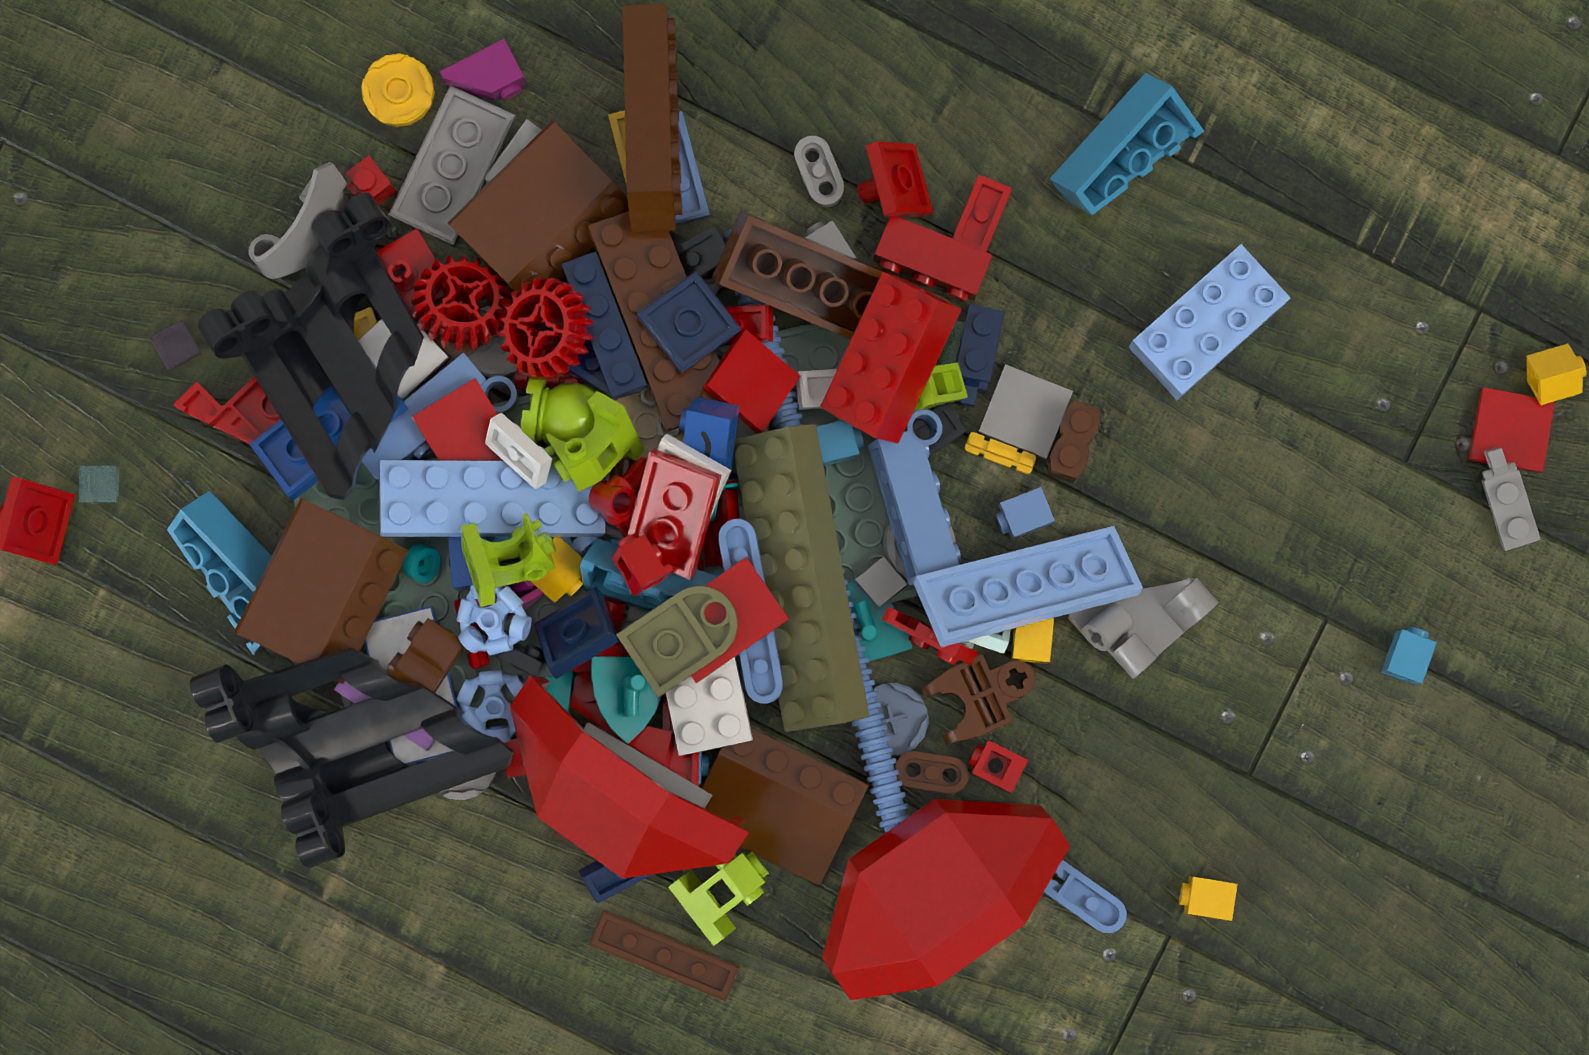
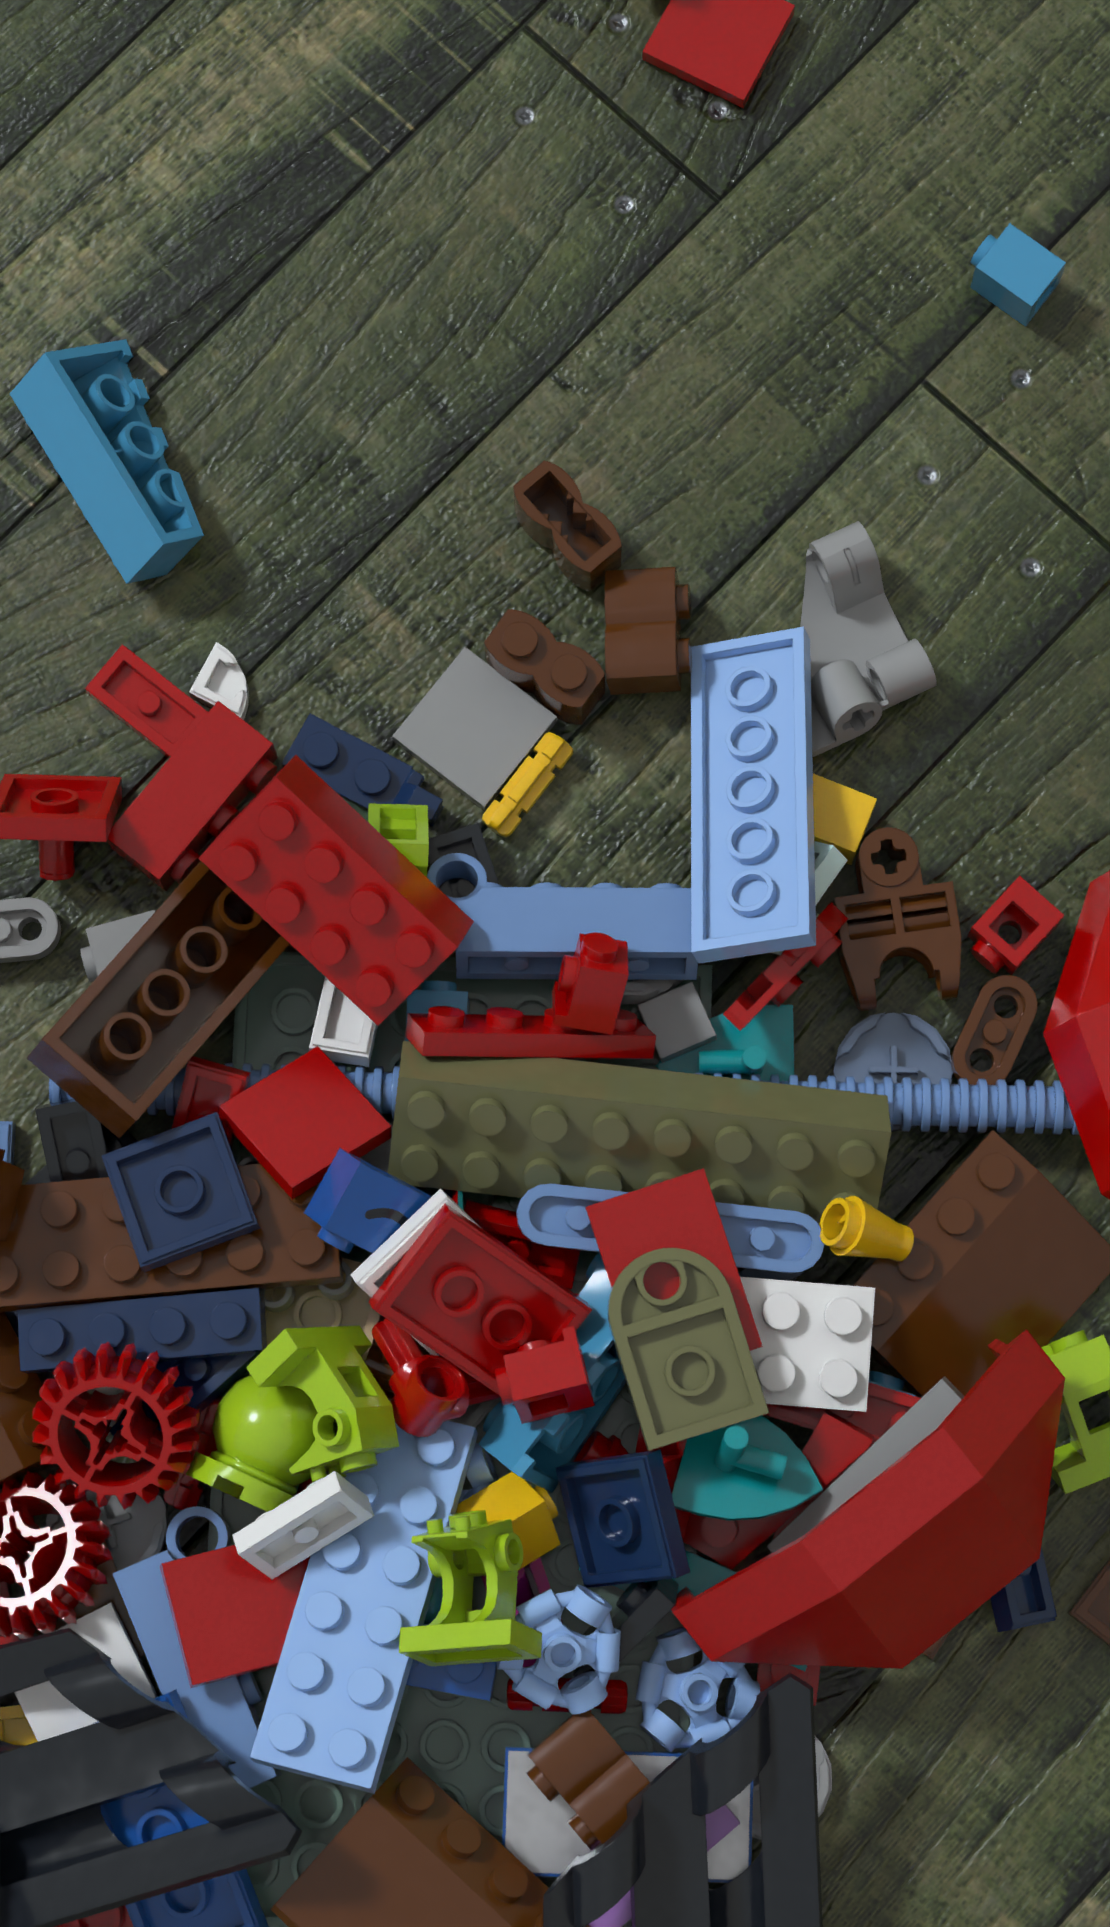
camera: 70 degrees left, 5 degrees down
(421, 563) = (432, 1743): teal tile -> none
(782, 723) = (861, 1230): none -> yellow cone
(842, 497) = (512, 1034): none -> red plate
(881, 523) = (591, 984): none -> red brick
(1008, 255) = (222, 681): none -> white tile
(1024, 514) = (634, 773): medium blue brick -> none
(1114, 494) = (645, 630): none -> reddish brown brick
(1166, 423) = (557, 518): none -> reddish brown brick
(1209, 322) = (422, 412): light blue brick -> none
(1508, 501) = (824, 66): light grey hinge -> none

